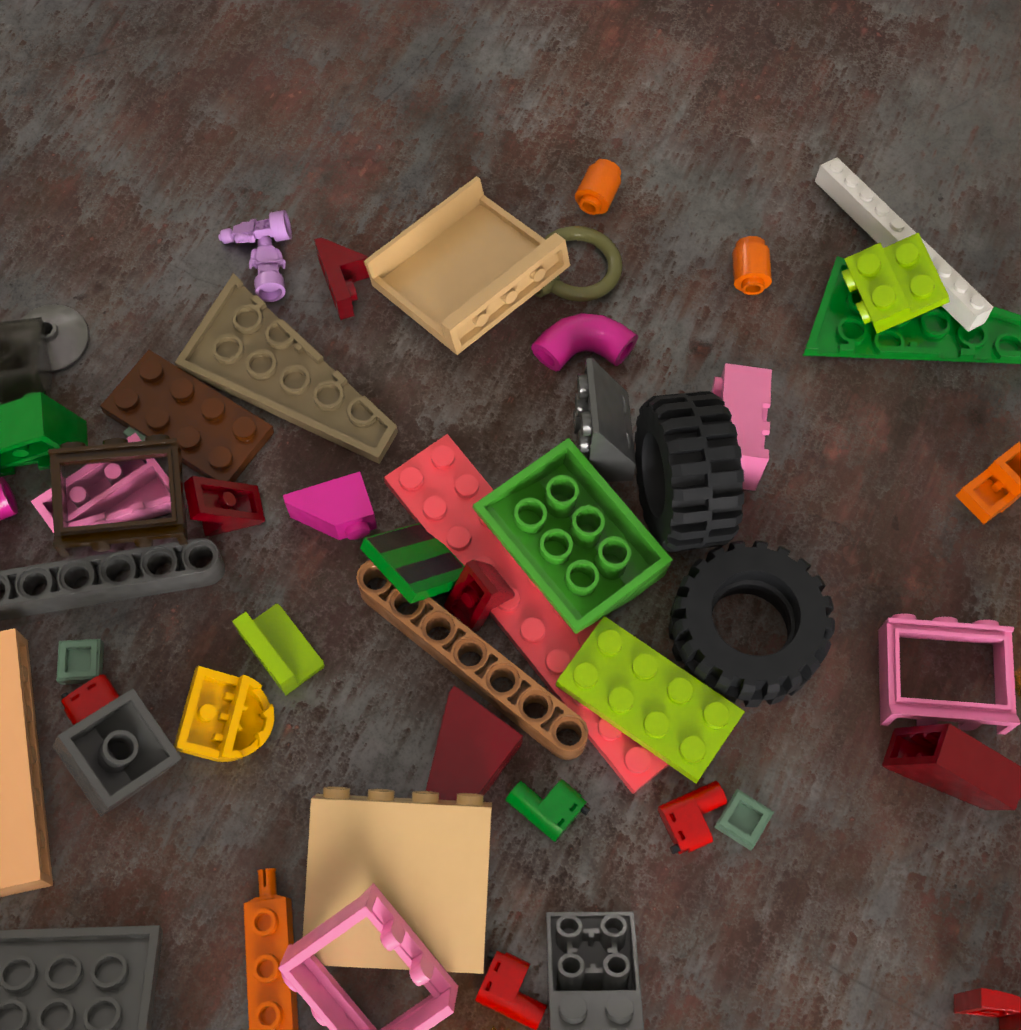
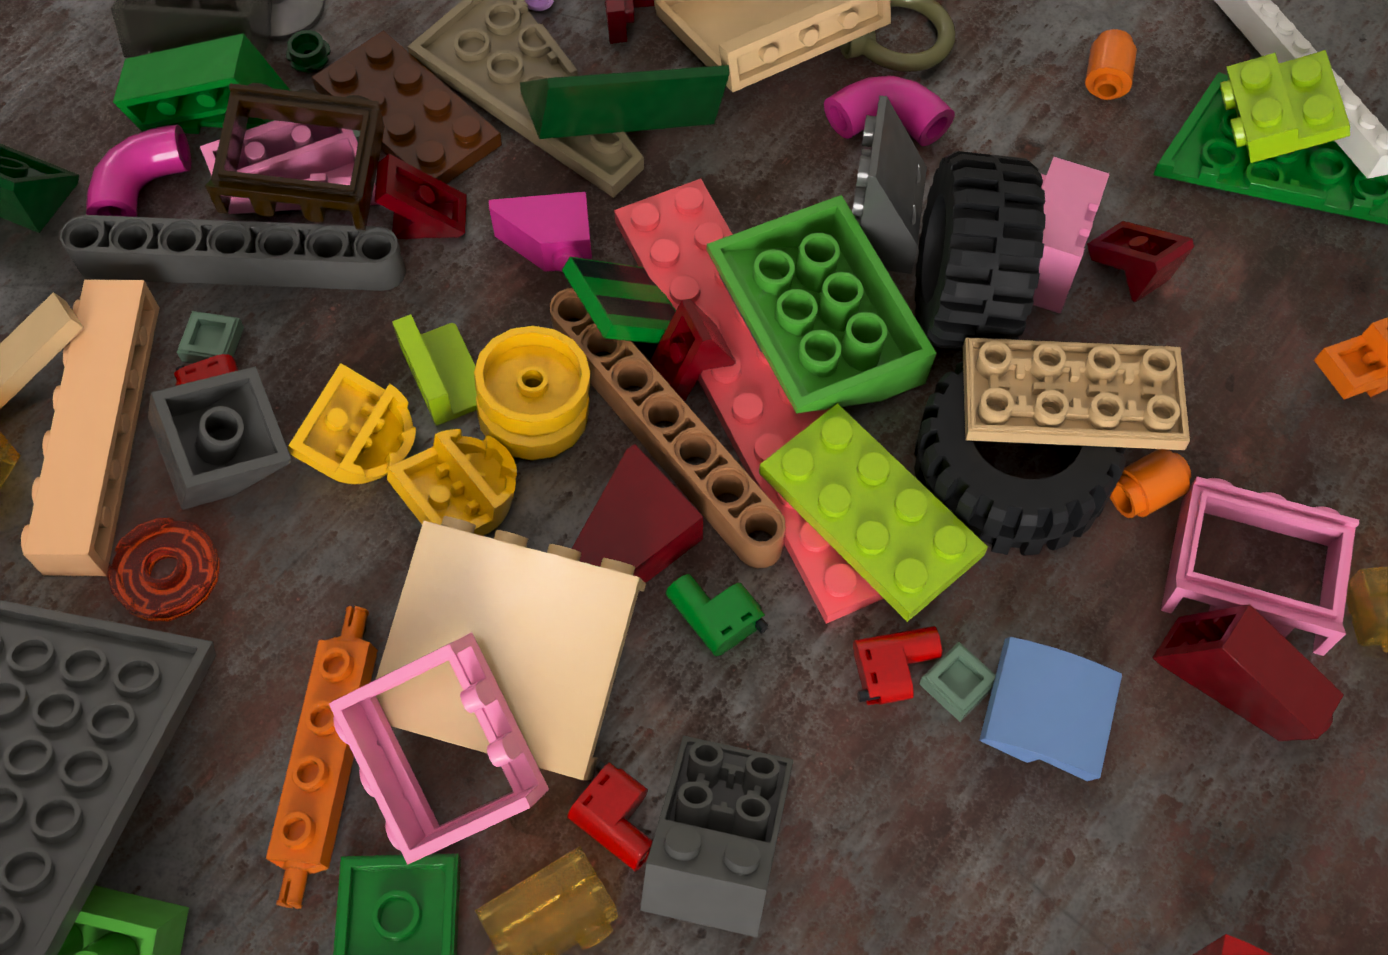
camera: 15 degrees right, 5 degrees down
(85, 373) = (307, 51): none -> dark green plate
(121, 884) = (180, 591): none -> clear red tile
(319, 746) = (458, 480): none -> yellow slope
(361, 656) = (532, 391): none -> yellow wheel
(369, 379) = (624, 101): none -> dark green slope
(786, 577) = (1074, 394): none -> tan tile
(807, 430) = (1143, 253): none -> dark red slope
(817, 827) = (1051, 707): none -> medium blue slope
(855, 625) = (1151, 483): none -> orange brick

